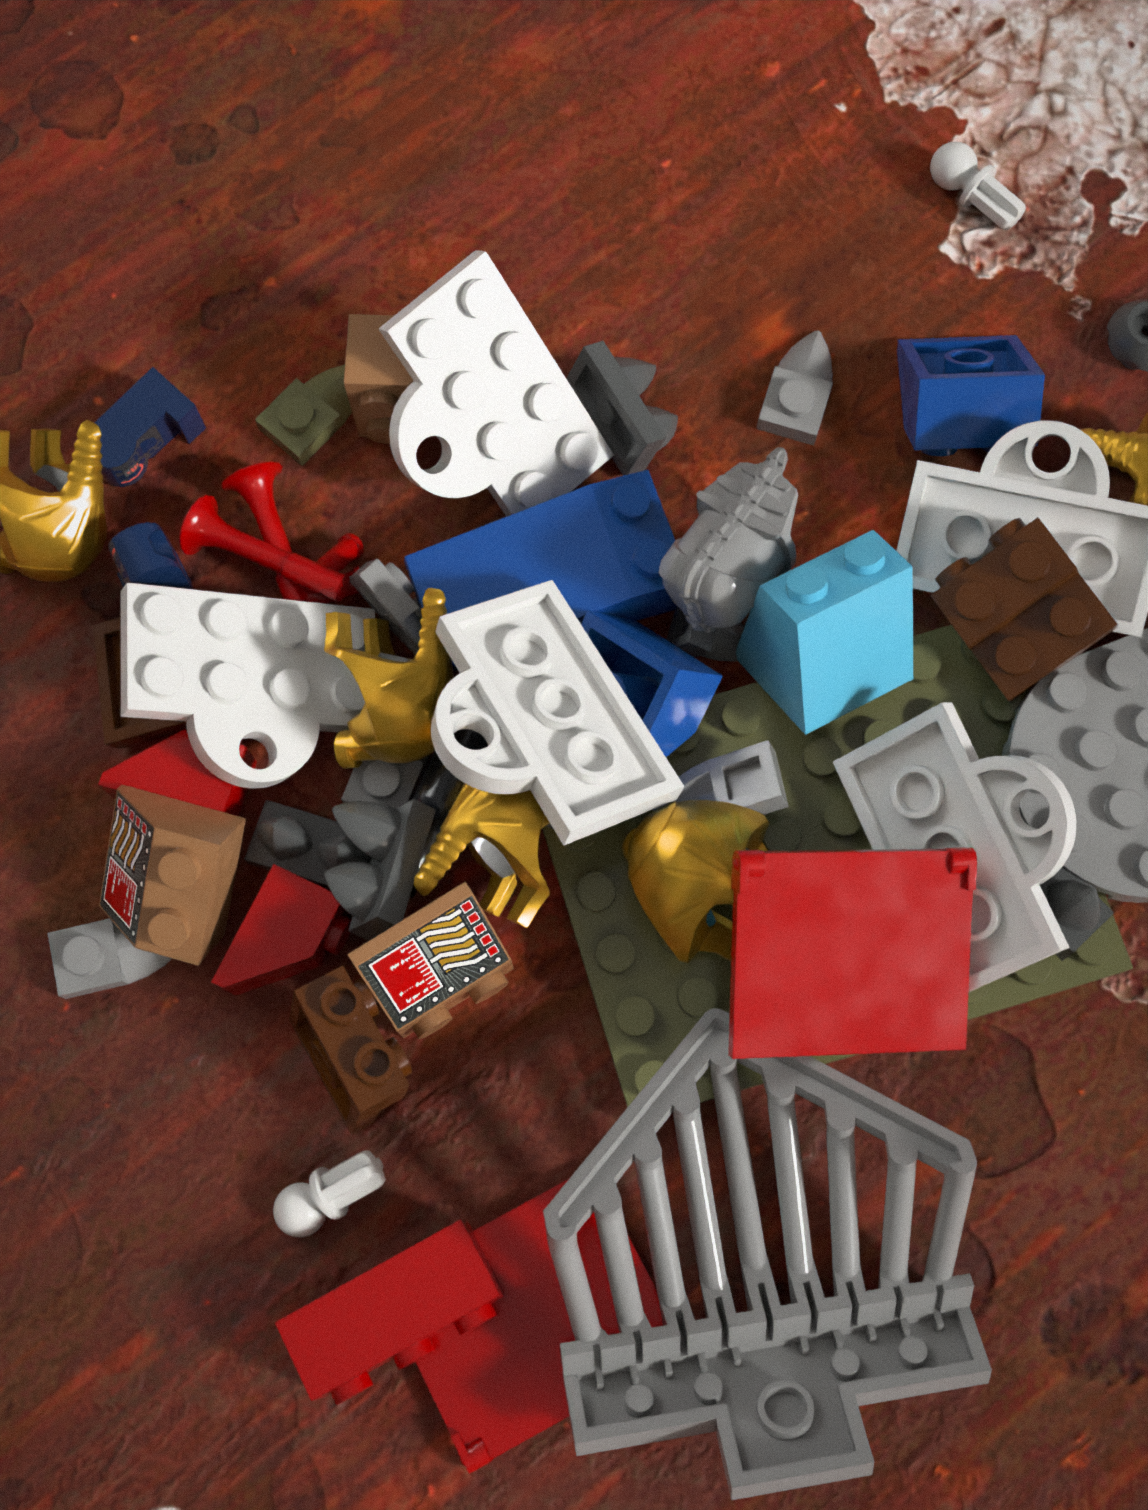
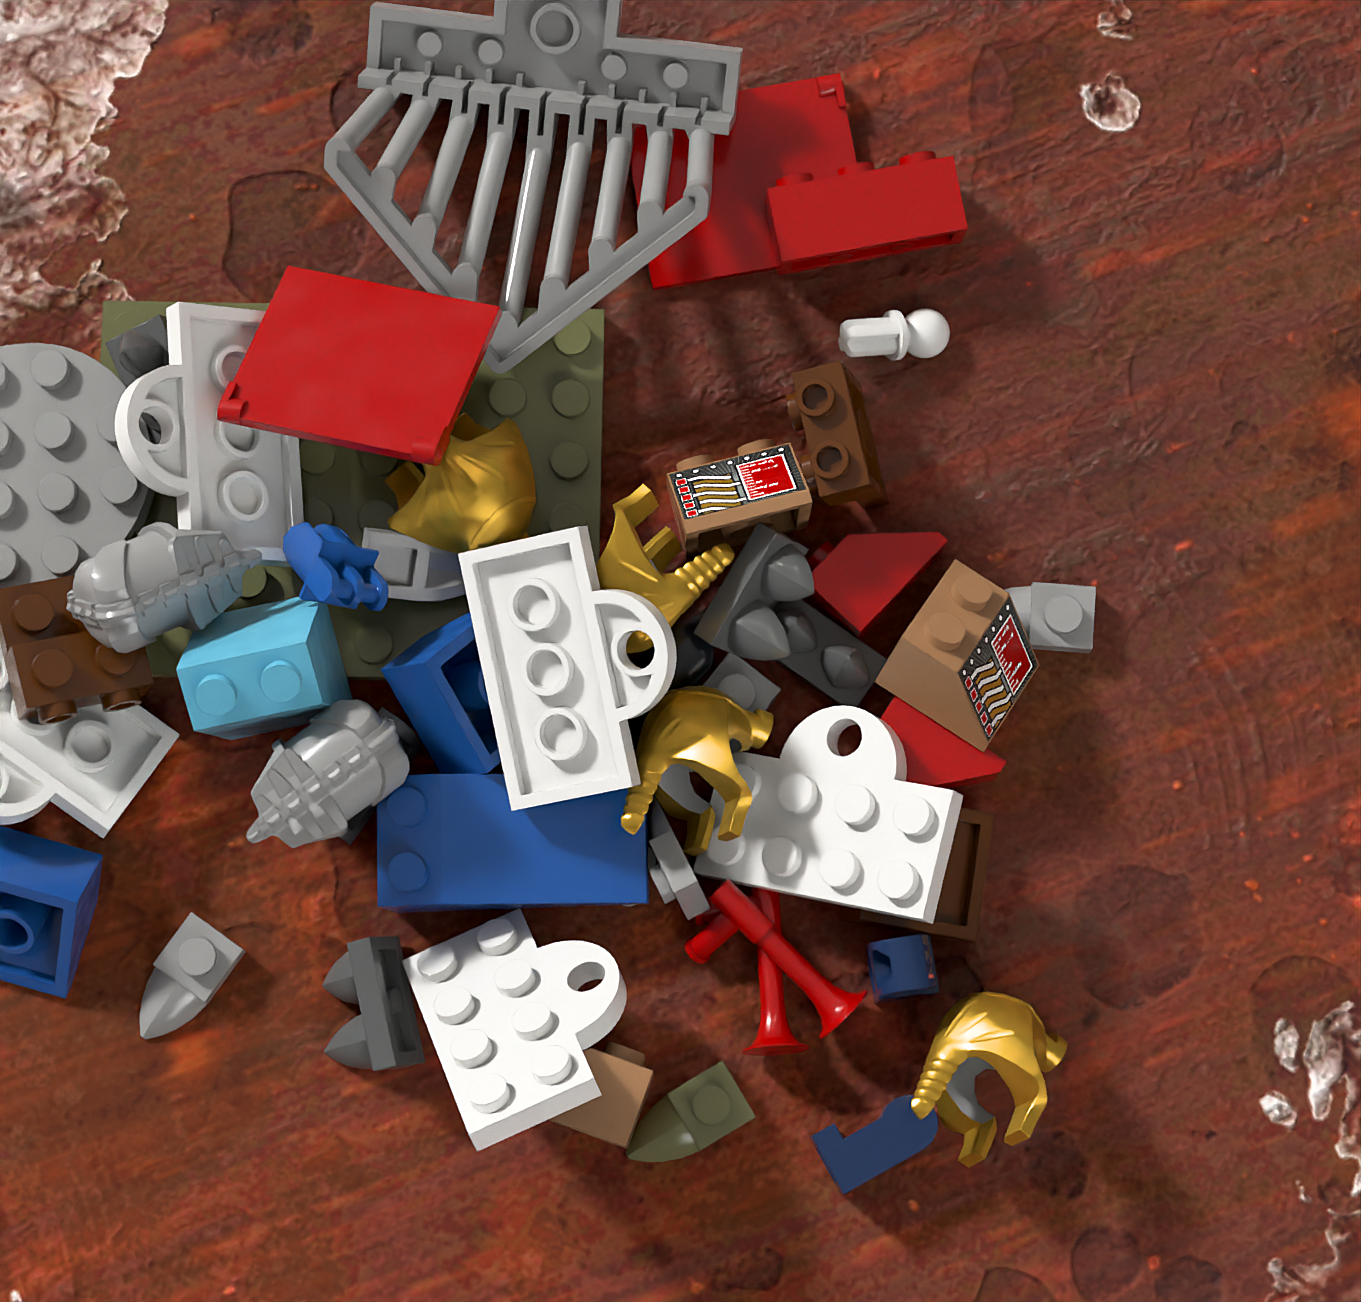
camera: 165 degrees left, 5 degrees up
(800, 746) = (334, 567): none -> blue arm
(965, 667) = (157, 584): none -> light grey helmet

